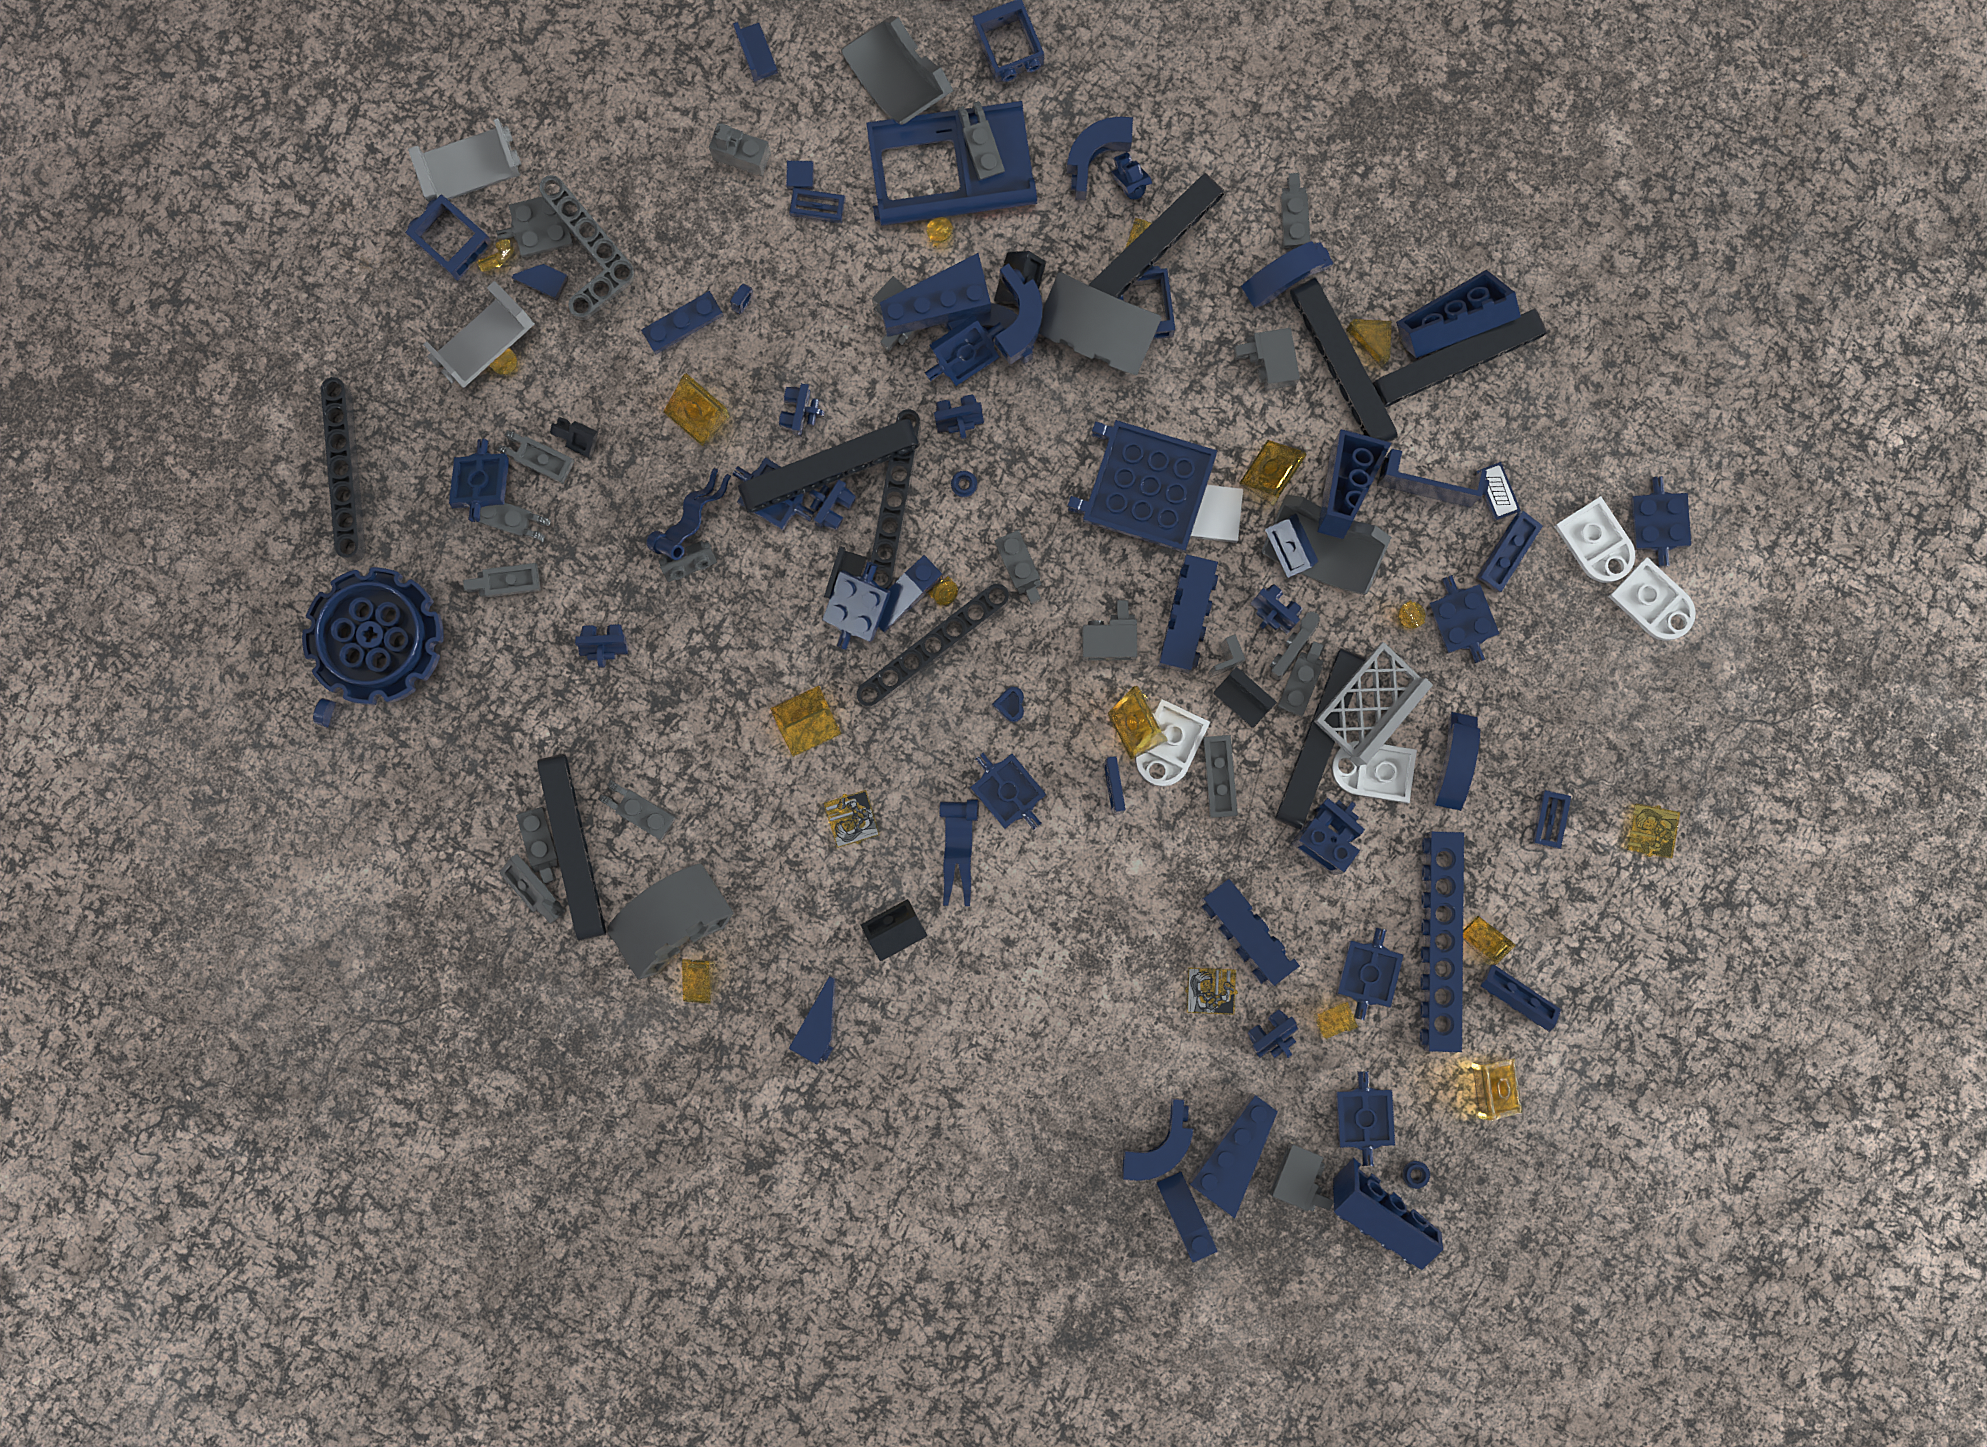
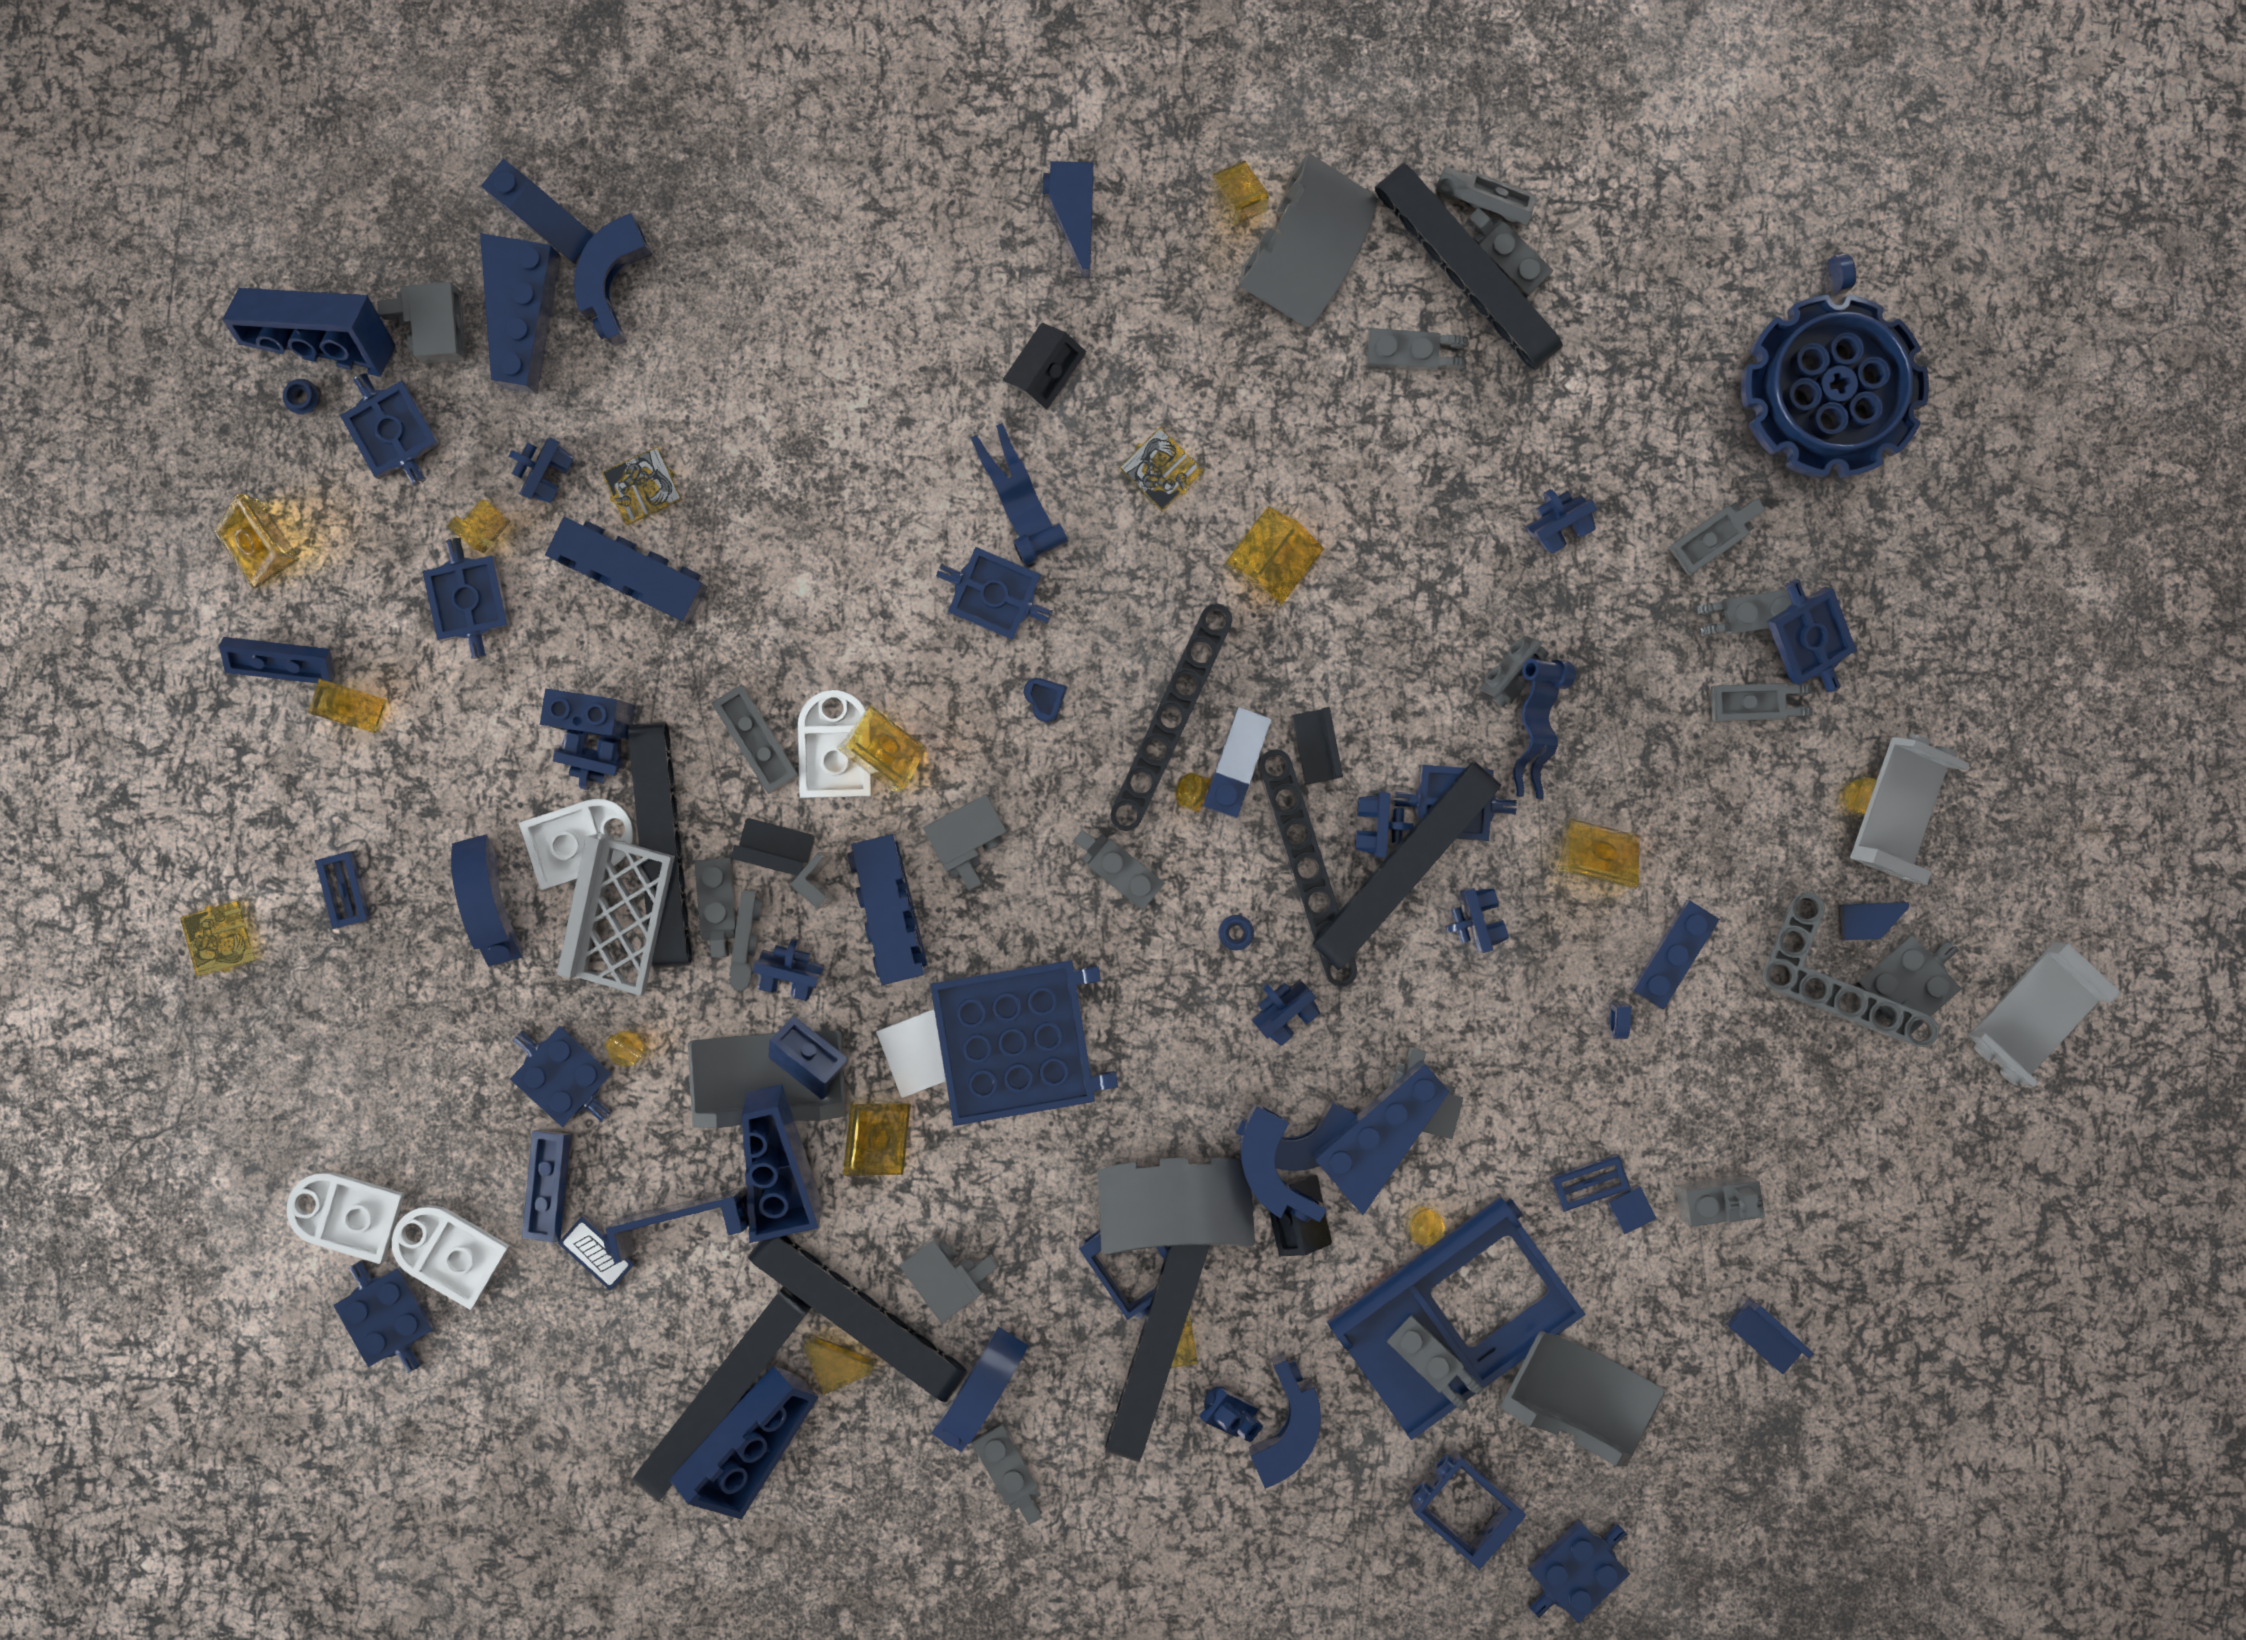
camera: 155 degrees right, 5 degrees up
(335, 459) = (1996, 572): black beam -> none
(467, 255) = (1976, 904): dark blue window -> none
(497, 259) = (1936, 917): clear yellow arm -> none
(577, 436) = (1723, 750): black plate -> none
(856, 605) = (1285, 717): plate -> none
(964, 351) = (1318, 1091): dark blue plate -> none
(1114, 785) = (871, 660): dark blue tile -> none
(1452, 928) = (336, 571): dark blue brick -> none

